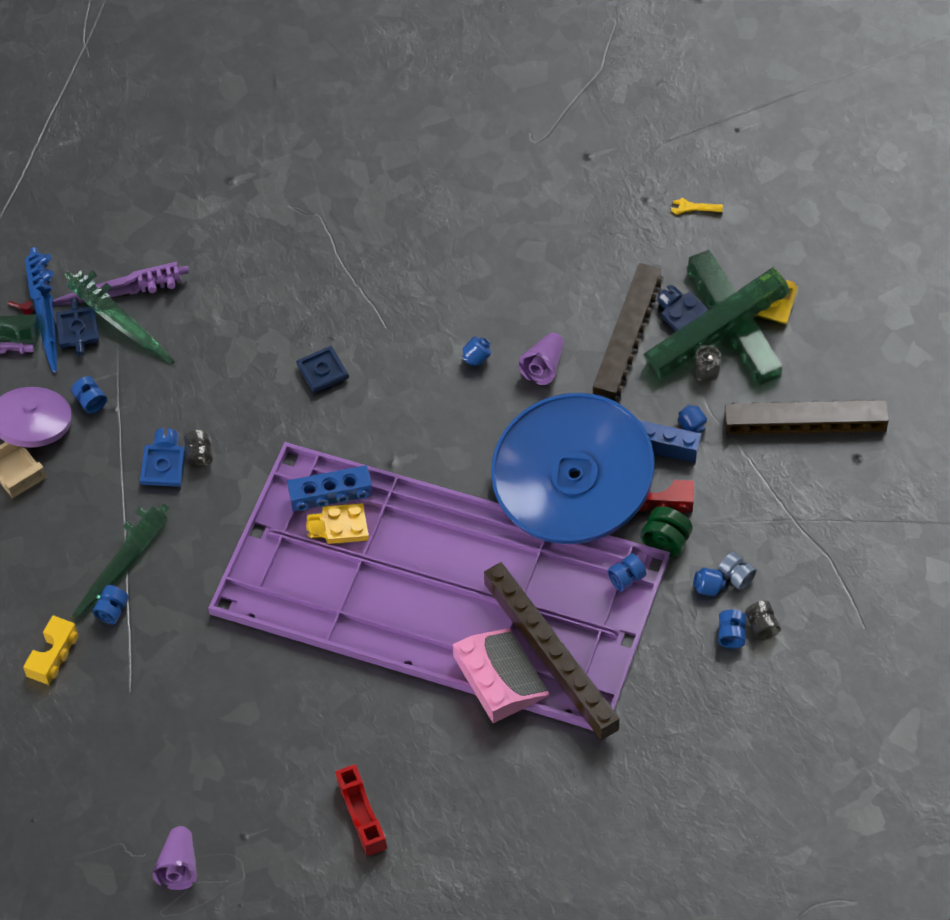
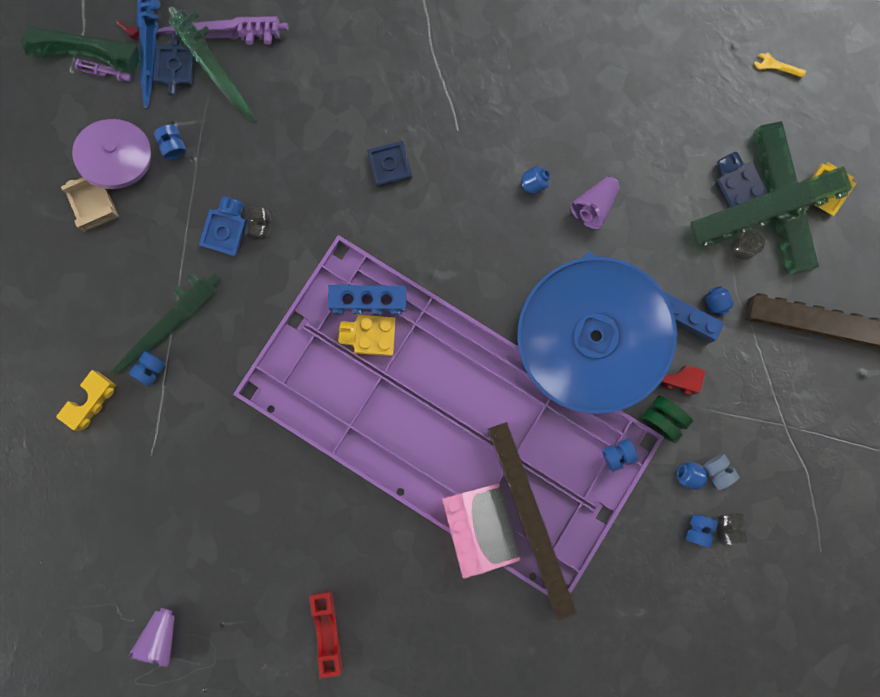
camera: 15 degrees right, 25 degrees up
(627, 332) = (681, 190): dark brown brick -> none

